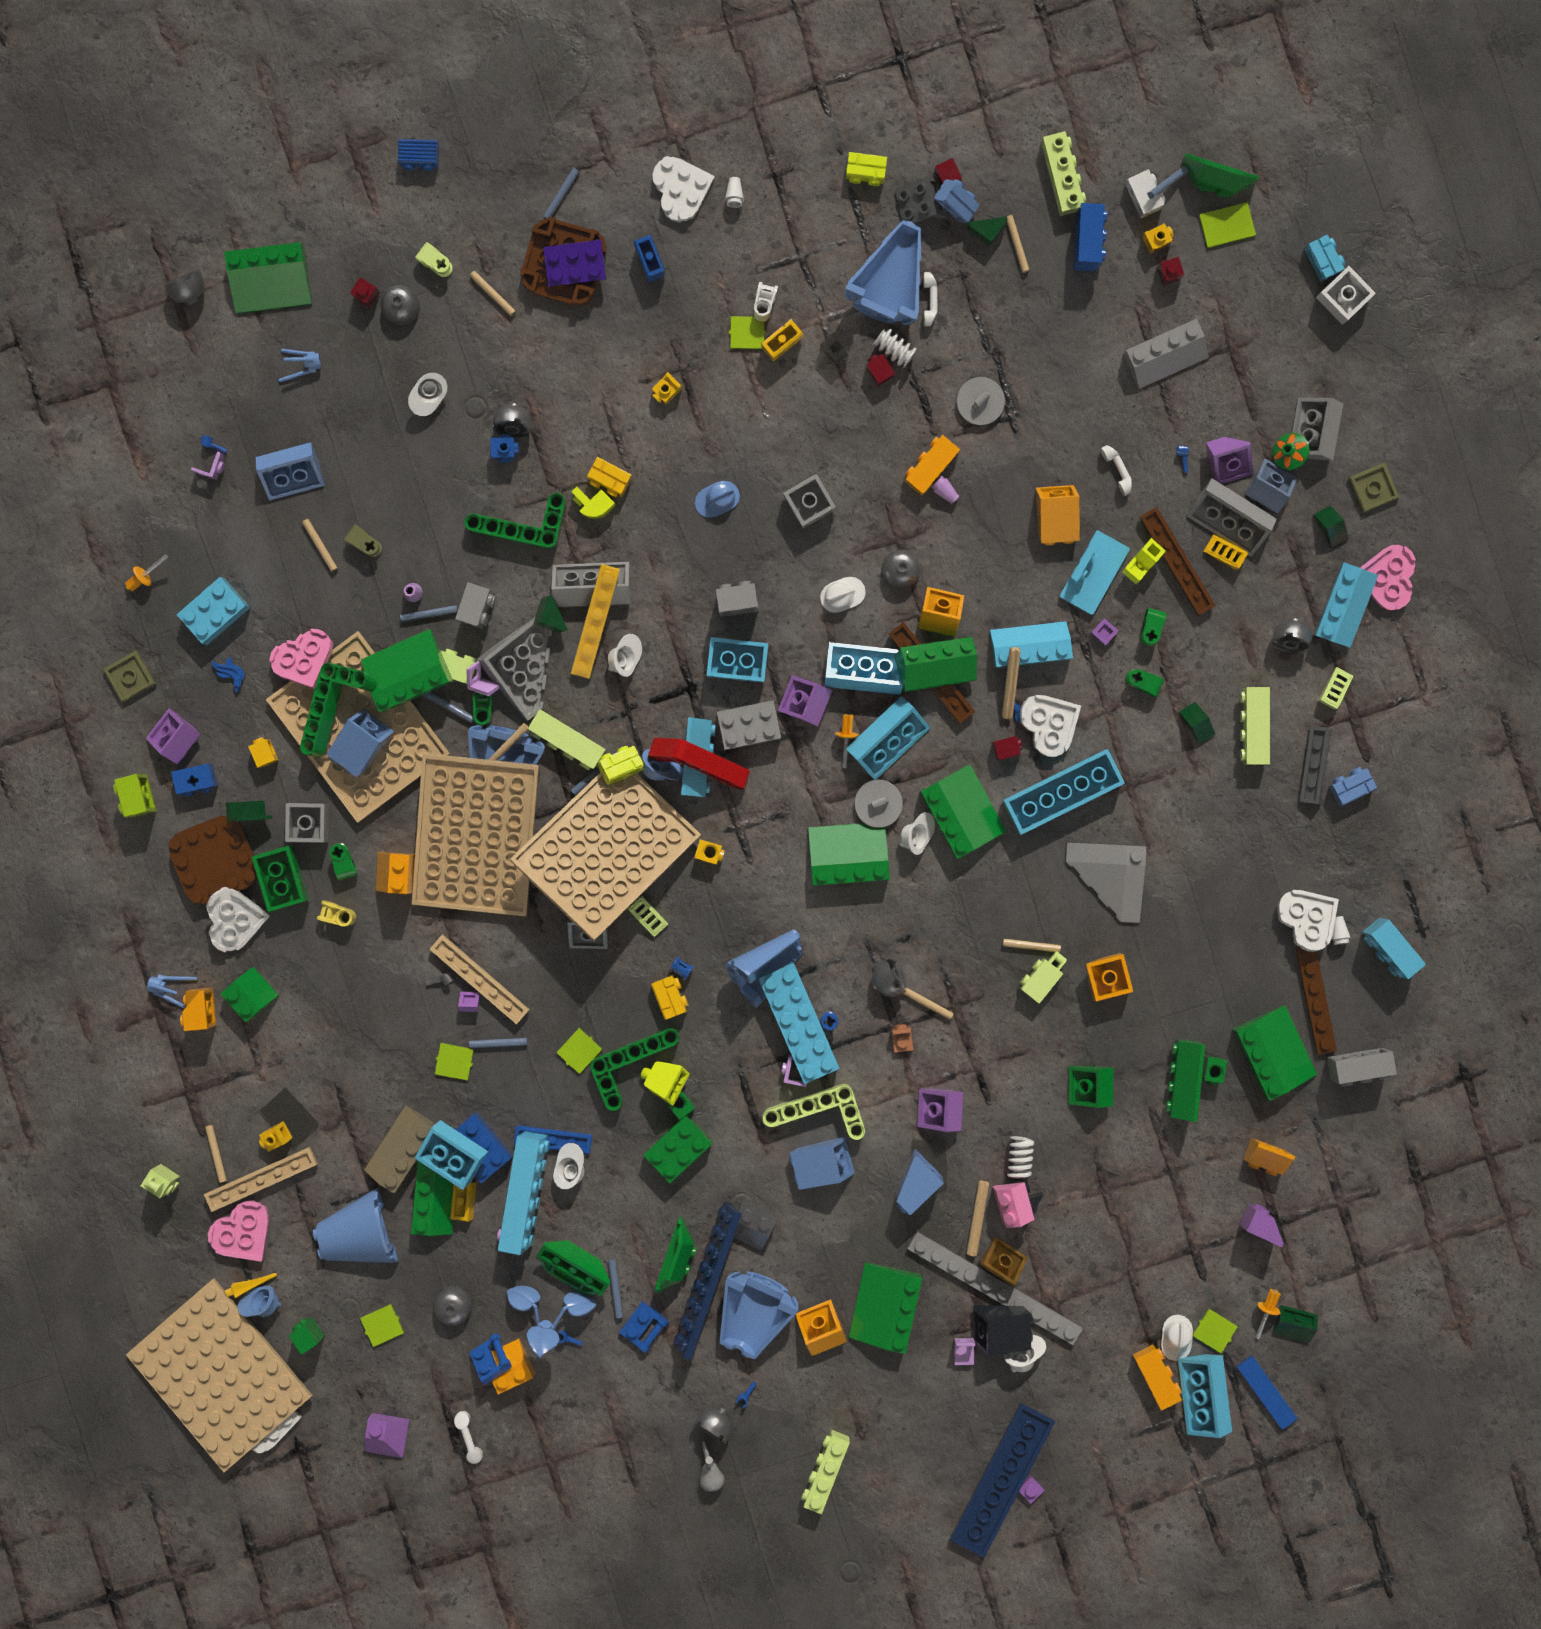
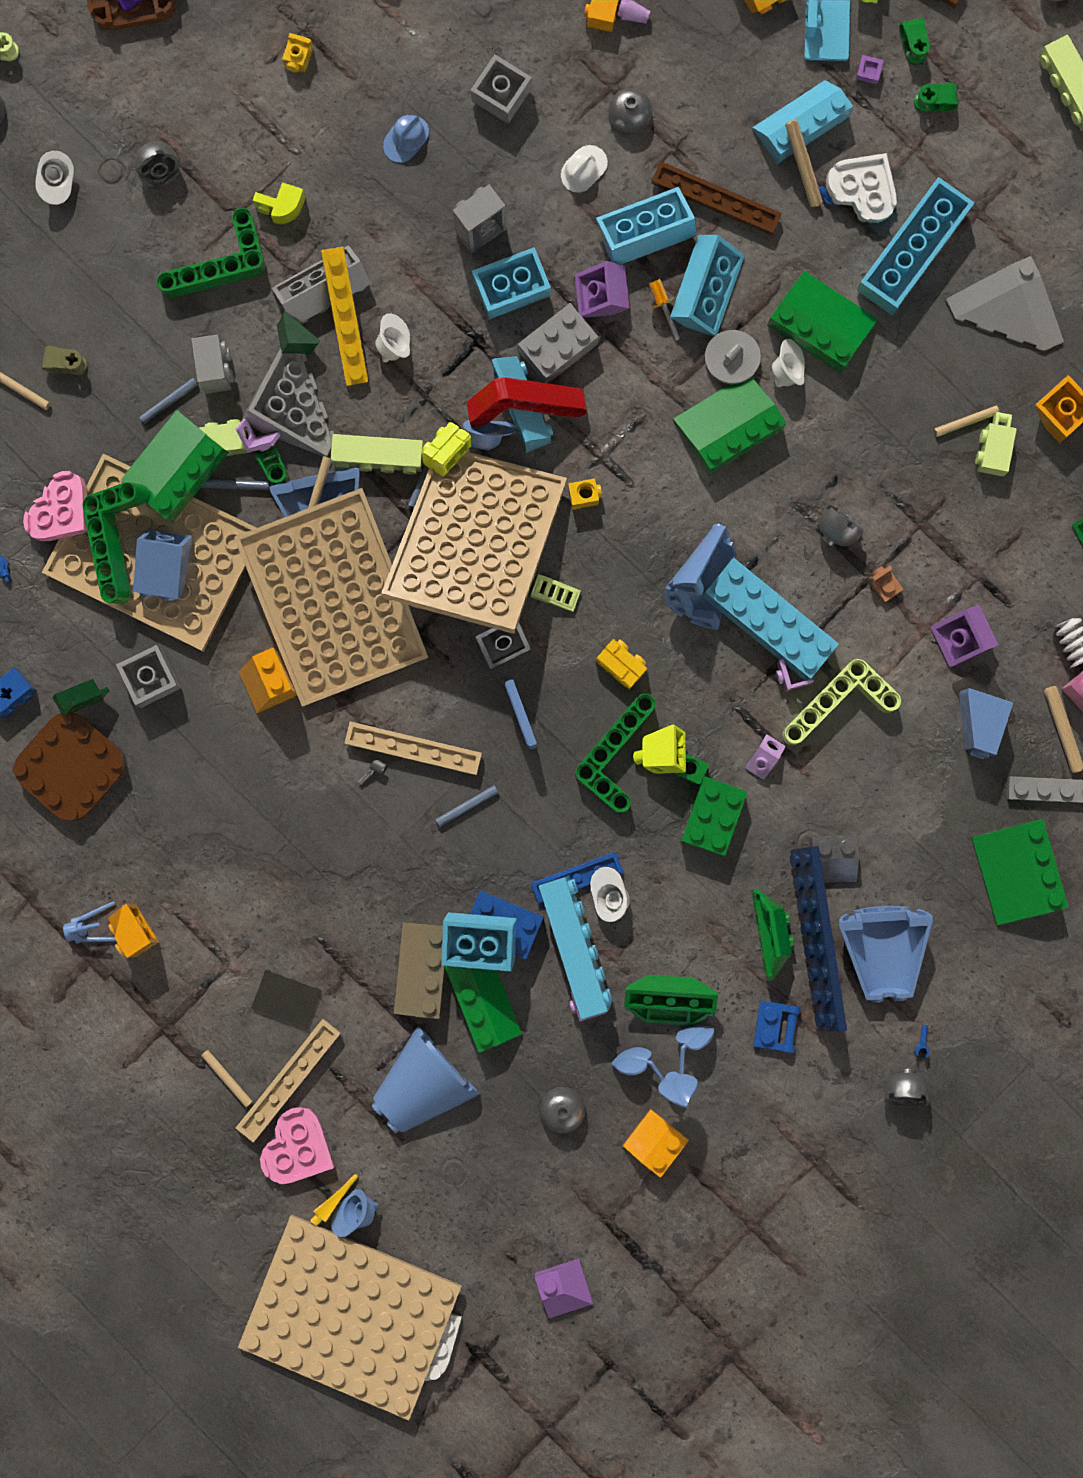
camera: 30 degrees left, 5 degrees down
(160, 1181) = (182, 1136): yellowish green brick -> none
(233, 919) = (122, 816): white plate -> none
(249, 994) = (178, 889): green slope -> none
(263, 752) = (66, 629): yellow brick -> none
(275, 1136) = (283, 1019): yellow brick -> none
(280, 878) = (149, 748): green brick -> none
(306, 1335) = (421, 1221): green brick -> none
(333, 913) = (224, 758): light yellow piece -> none
(343, 866) = (208, 701): green piece -> none
(382, 1325) = (497, 1171): lime piece -> none
(417, 592) = (140, 386): lavender cone -> none
(454, 1061) = (430, 849): lime piece -> none
(461, 1422) = (636, 1230): white bar -> none
(463, 1202) = (515, 991): yellow slope -> none
(469, 1001) = (414, 777): medium lavender plate -> none
(485, 1362) = (627, 1150): blue plate -> none
(492, 293) = (68, 49): tan piece -> none
(499, 444) = (161, 193): blue brick -> none
(567, 1338) = (704, 1081): blue hand -> none
(572, 996) = (520, 714): none -> medium blue tile
(579, 1050) = (556, 770): lime piece -> none
(609, 477) = (284, 168): yellow brick -> none
(615, 1289) = (725, 1002): sand blue bar -> none
(681, 968) = (618, 628): blue bush -> none
(711, 1477) = (933, 1149): light grey piece -> none
(740, 1124) = (765, 757): none -> lavender bracket
(821, 1327) = (964, 928): light orange slope -> none
(822, 1163) = (871, 755): medium blue slope -> none
(824, 1018) = (802, 596): blue bush -> none
(826, 1471) = (1051, 1080): yellowish green brick -> none
(927, 1003) = (893, 534): tan piece -> none
(937, 664) = (718, 180): green slope -> none
(941, 611) = (694, 133): light orange slope -> none
(1007, 747) = (833, 233): dark red brick -> none
(1197, 722) = (1013, 111): dark green slope -> none

